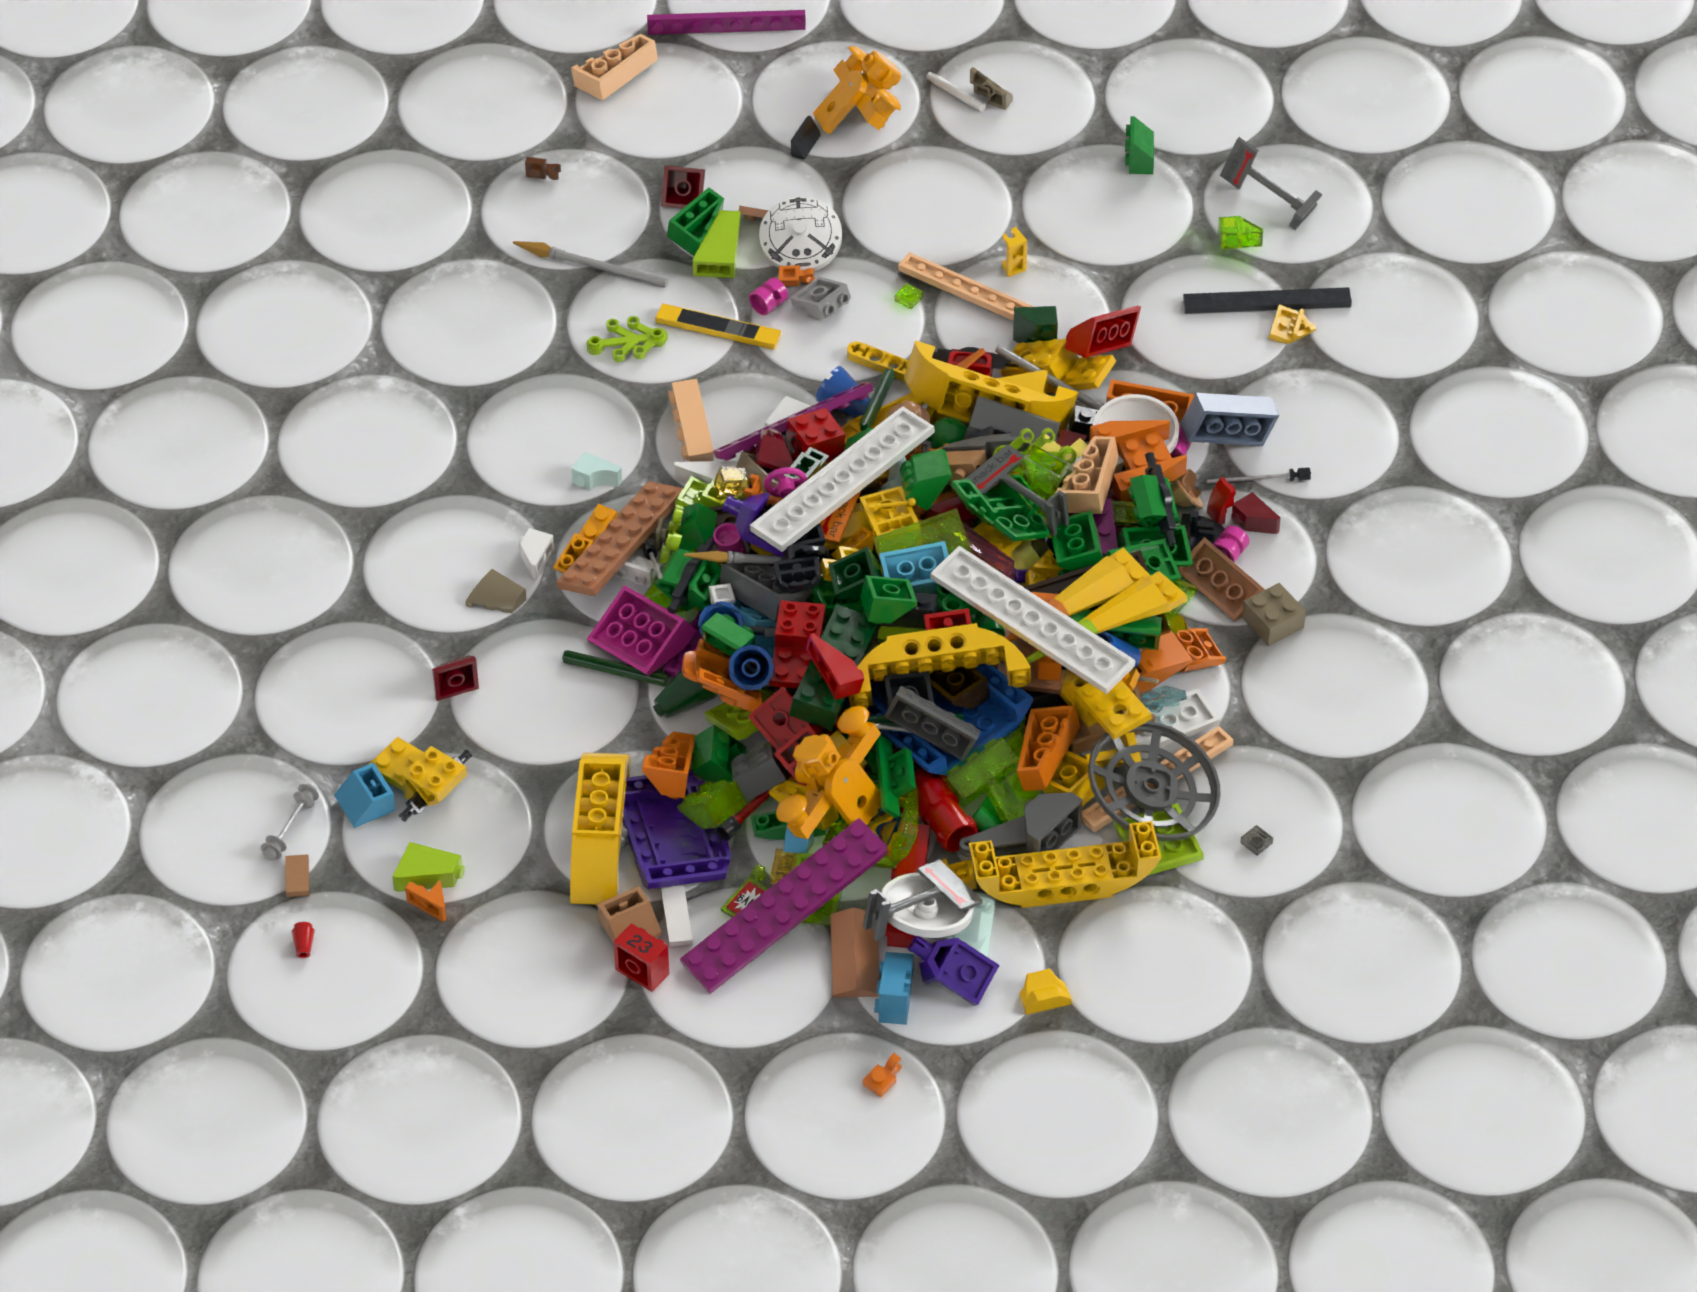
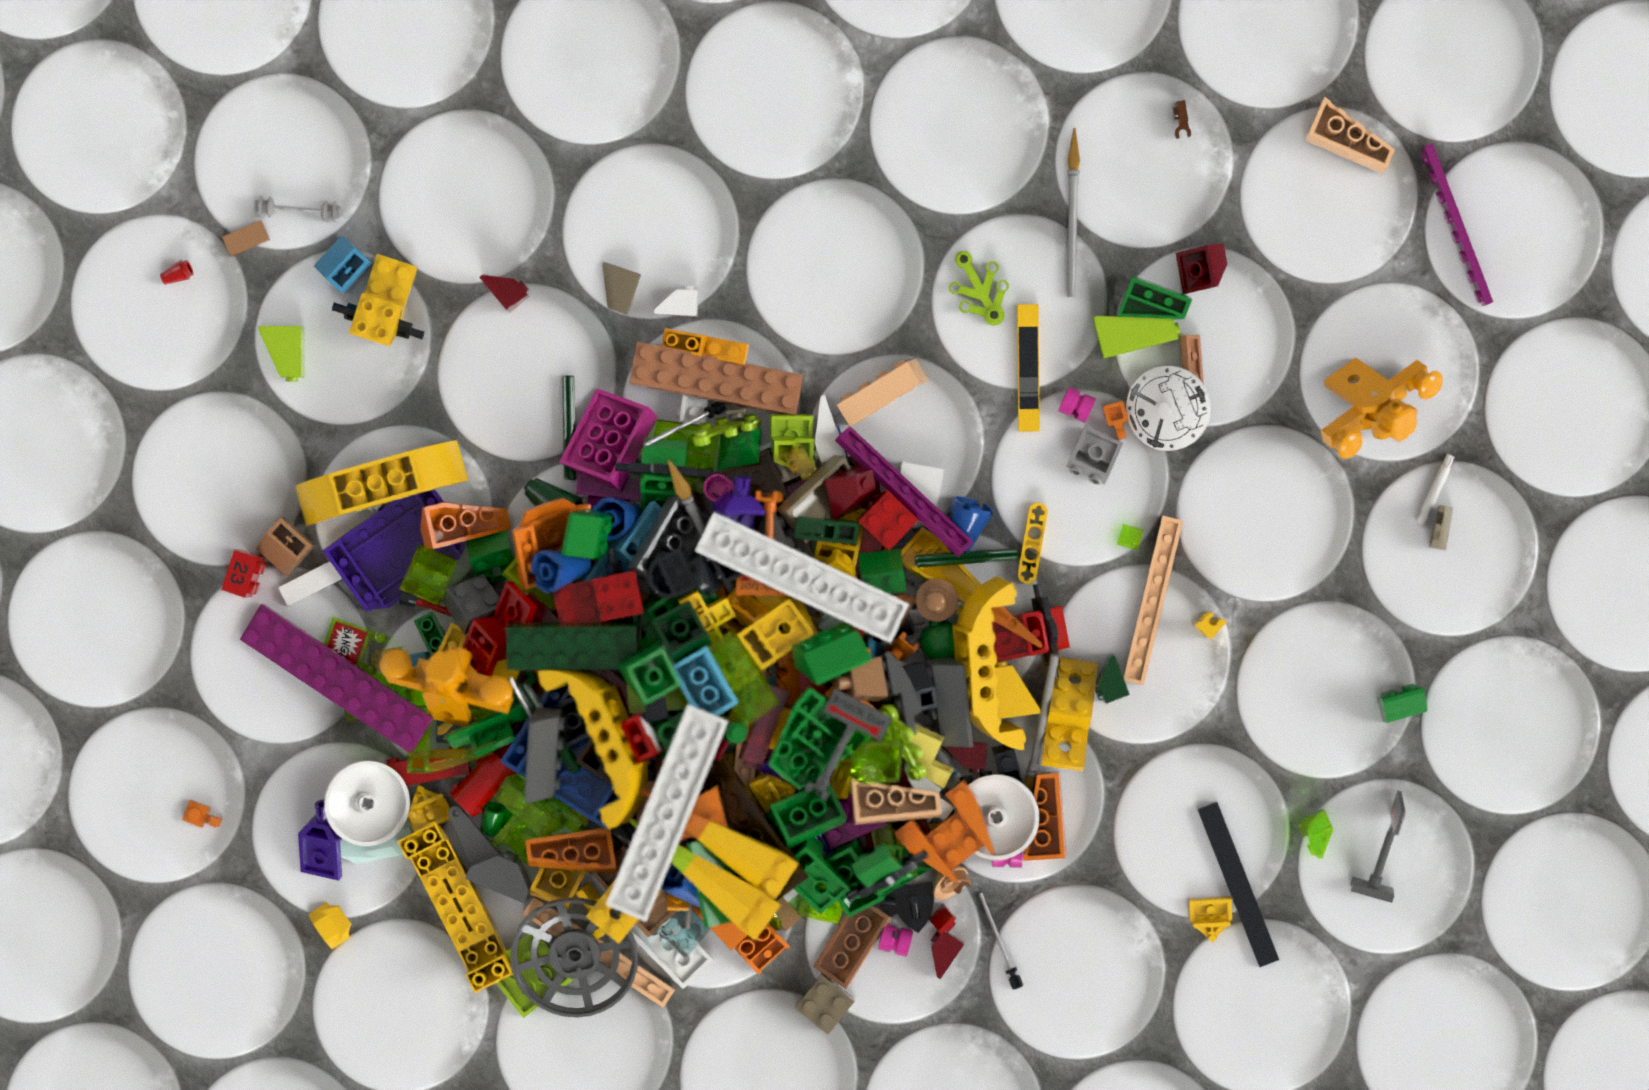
camera: 70 degrees right, 40 degrees up
(428, 901) = (250, 369): orange slope -> none
(593, 471) = (796, 318): light aqua arch -> none
(722, 593) = (650, 506): white slope -> none
(786, 484) = (781, 525): dark pink piece -> none
(805, 138) = (1313, 364): black slope -> none
(836, 668) = (541, 661): red slope -> none
(853, 955) = (318, 750): nougat slope -> none
(875, 506) = (776, 618): yellow hinge -> none
(894, 988) = (289, 798): dark azure wedge -> none
(943, 883) = (391, 815): dark grey piece -> none
(1103, 332) = (1115, 746): red slope -> none
(1229, 419) = (1041, 900): sand blue brick -> none
(1256, 840) = (557, 1058): clear smoke plate -> none

